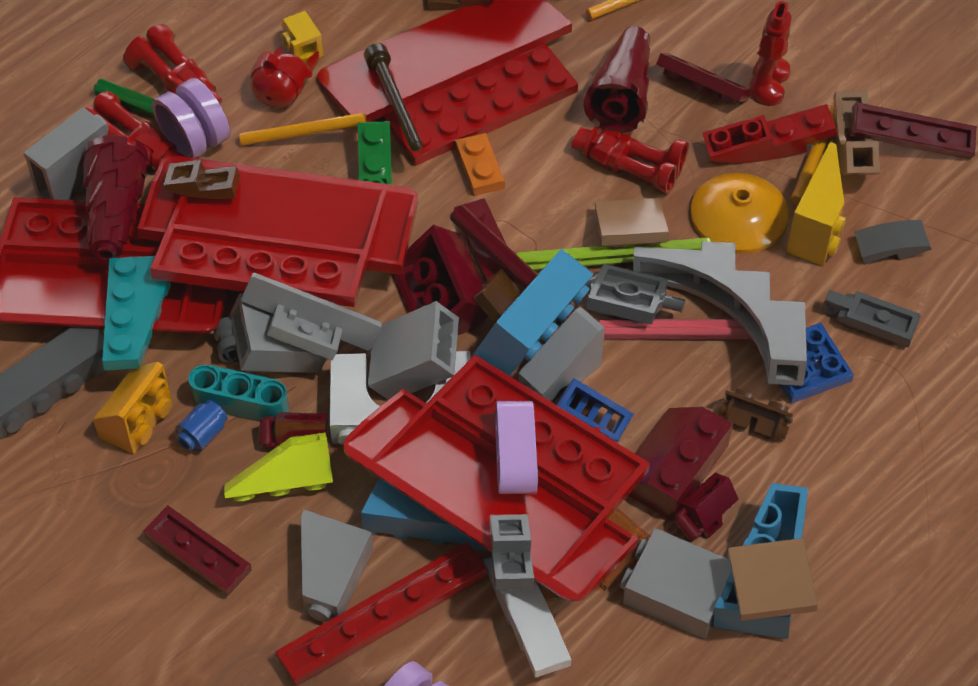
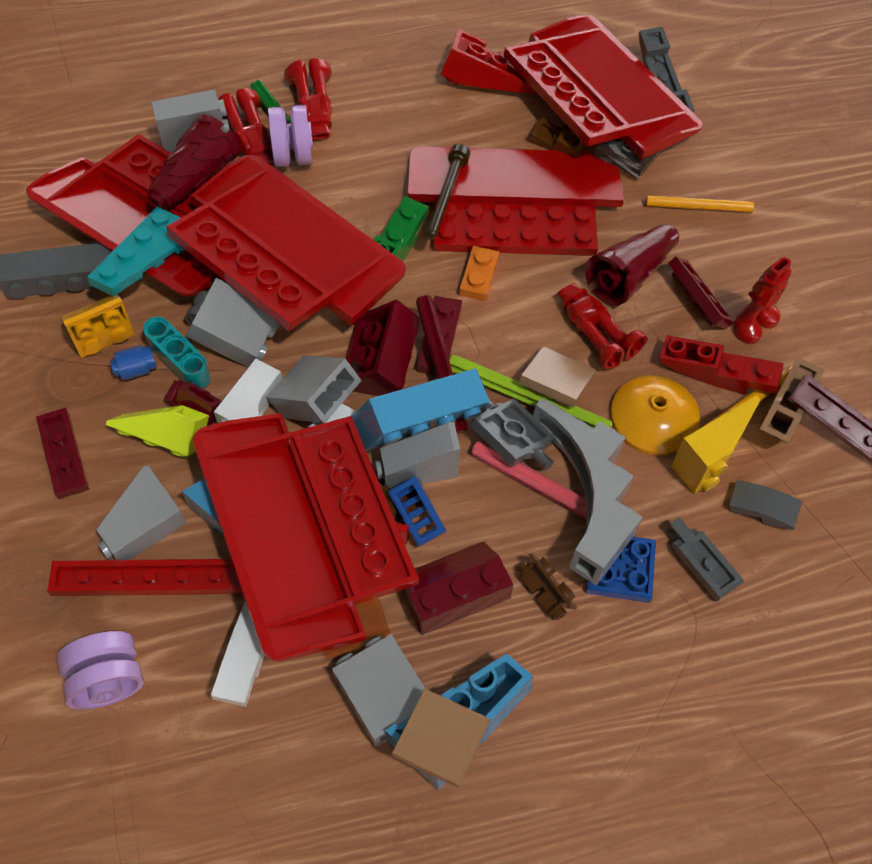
camera: 30 degrees right, 5 degrees up
(193, 180) = (253, 181): reddish brown slope -> none
(280, 77) = (377, 136): red hair -> none
(301, 36) = (417, 117): yellow brick -> none
(301, 129) = (367, 182): light orange bar -> none
(309, 320) = (248, 324): light grey bracket -> none
(497, 294) = (410, 375): reddish brown slope -> none
(511, 552) = (247, 590): dark grey slope -> none
(516, 447) = (316, 507): lavender beam -> none
(705, 507) = (449, 639): dark red piece -> none

